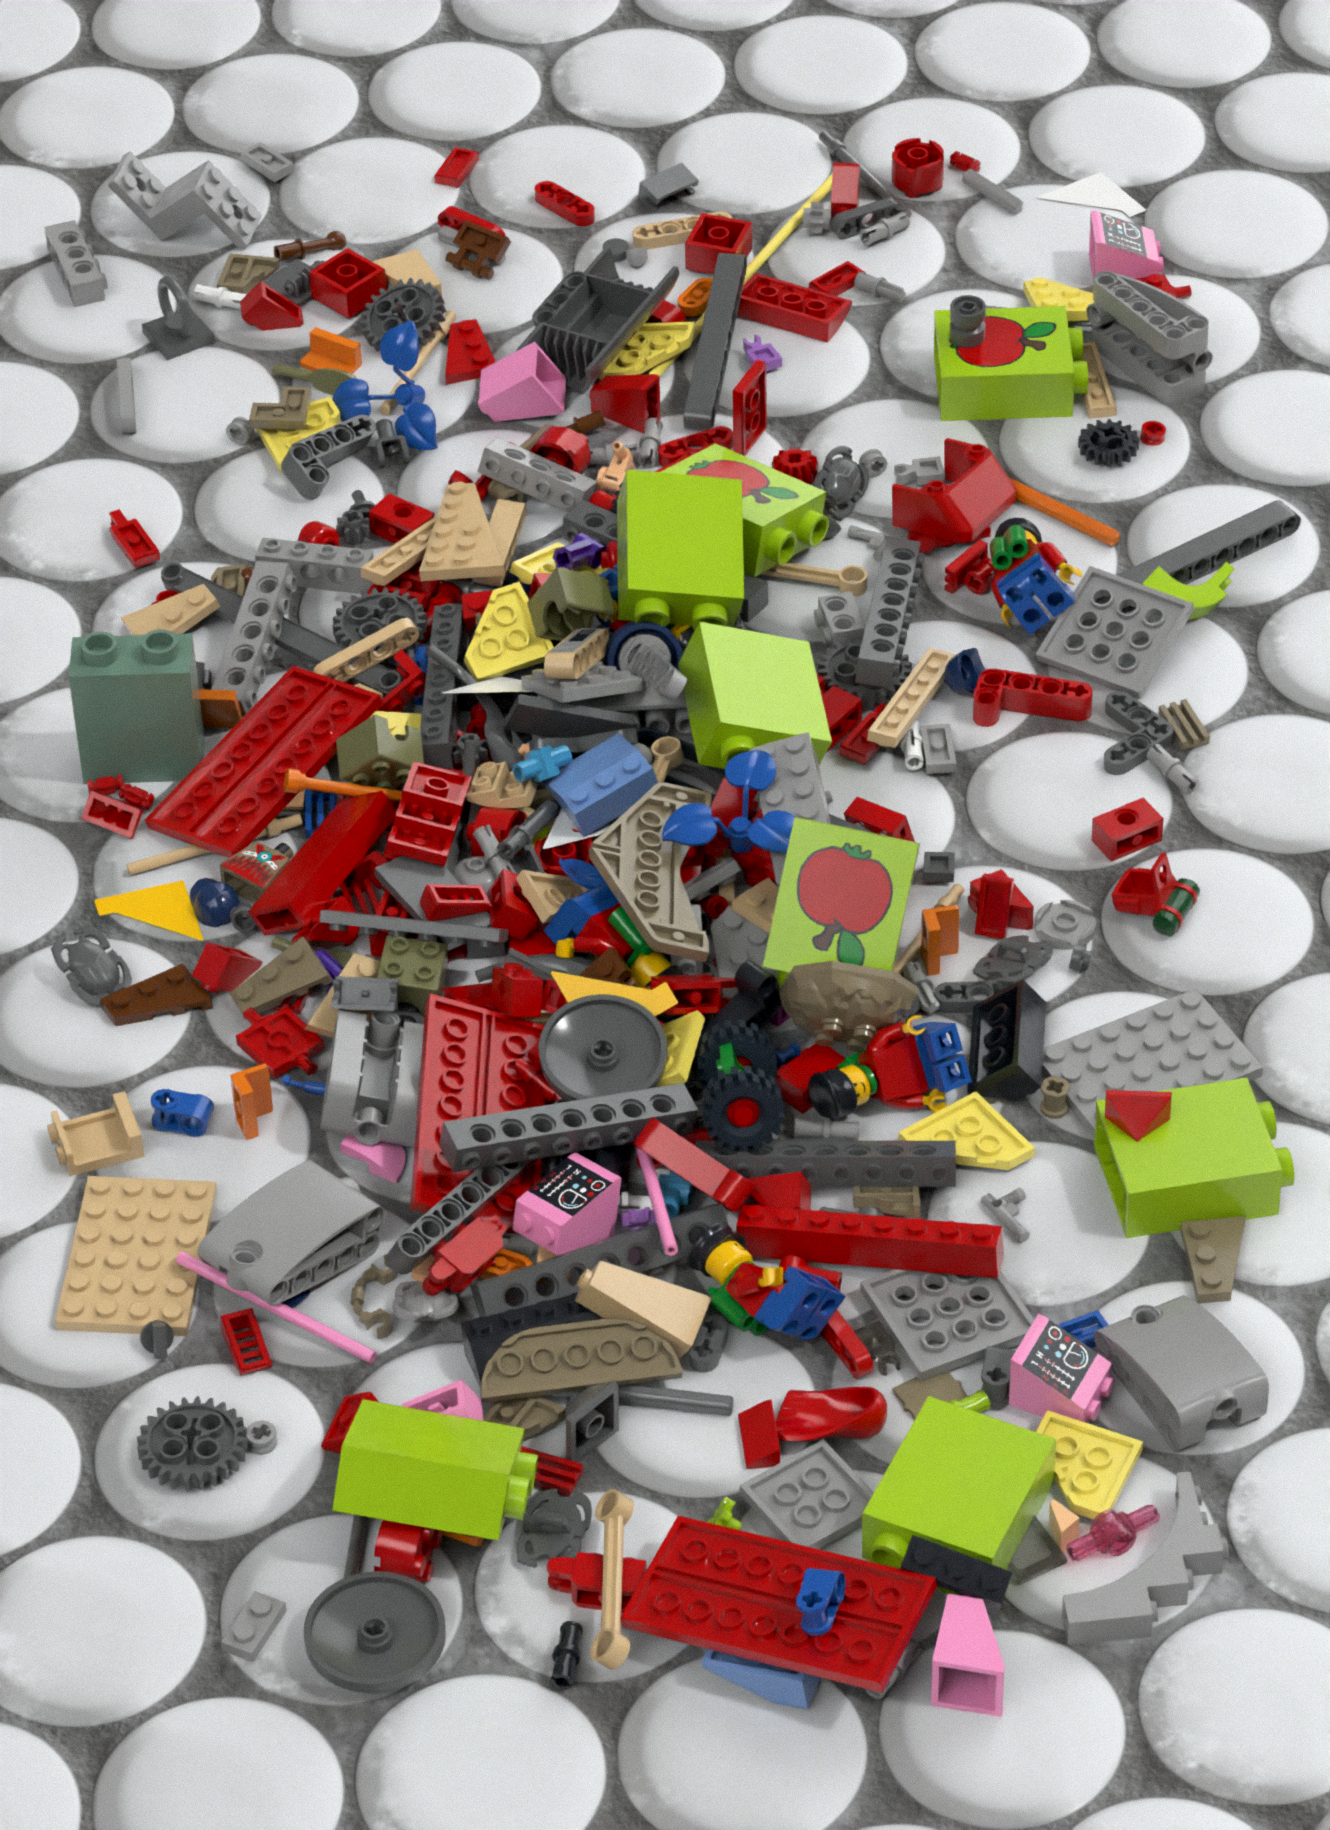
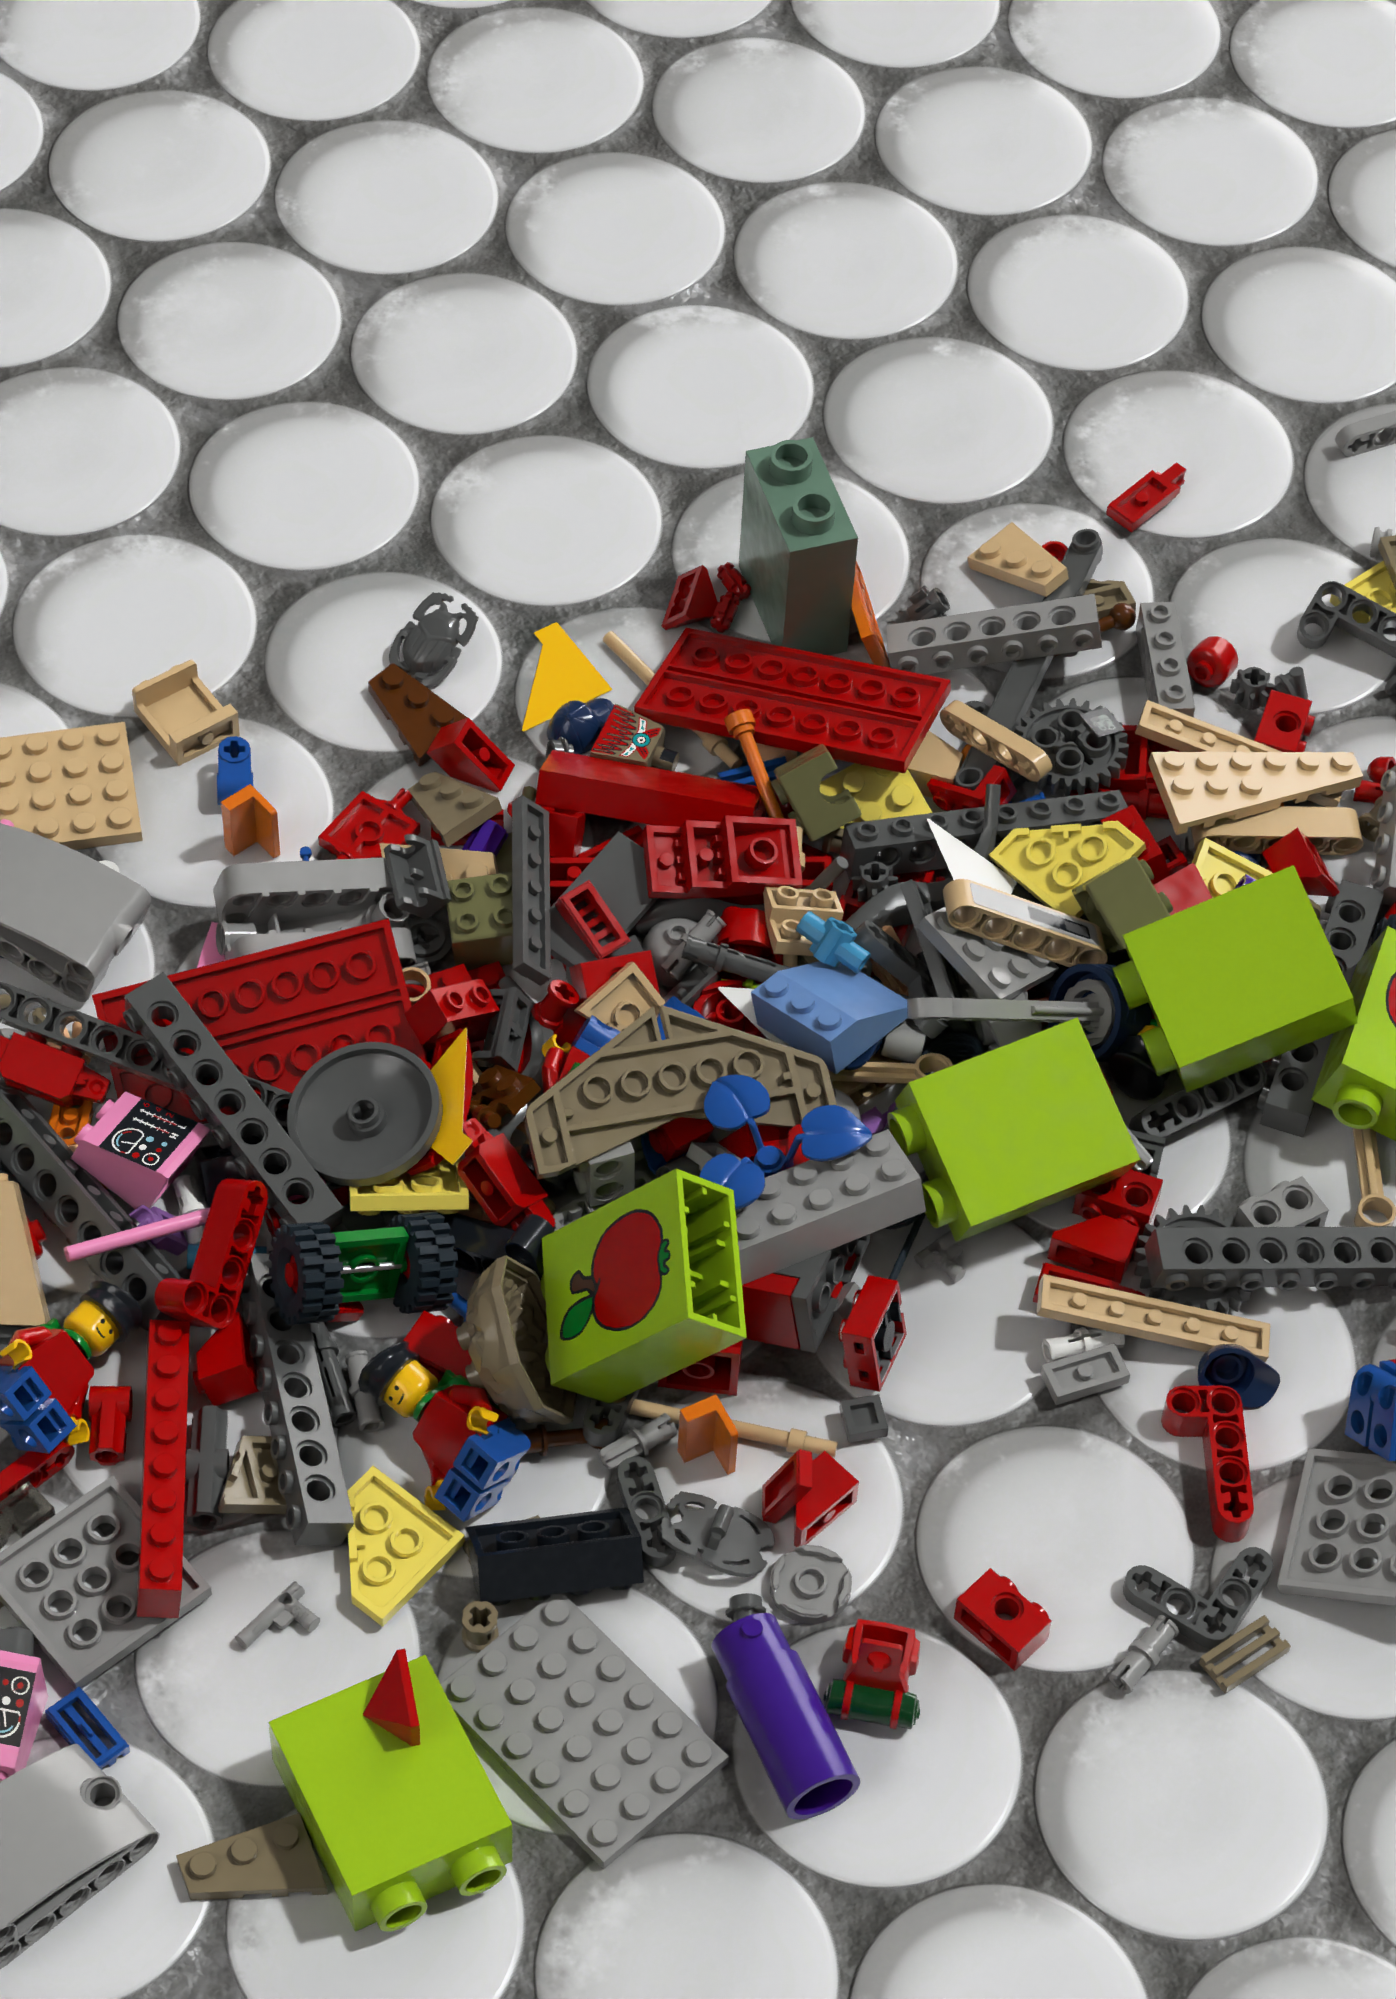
camera: 70 degrees right, 10 degrees up
(370, 596) = (1102, 722): none -> sticker
(524, 938) = (555, 1004): none -> red bush
(542, 532) = (1299, 851): none -> red slope
(1180, 944) = (784, 1717): none -> dark purple piece

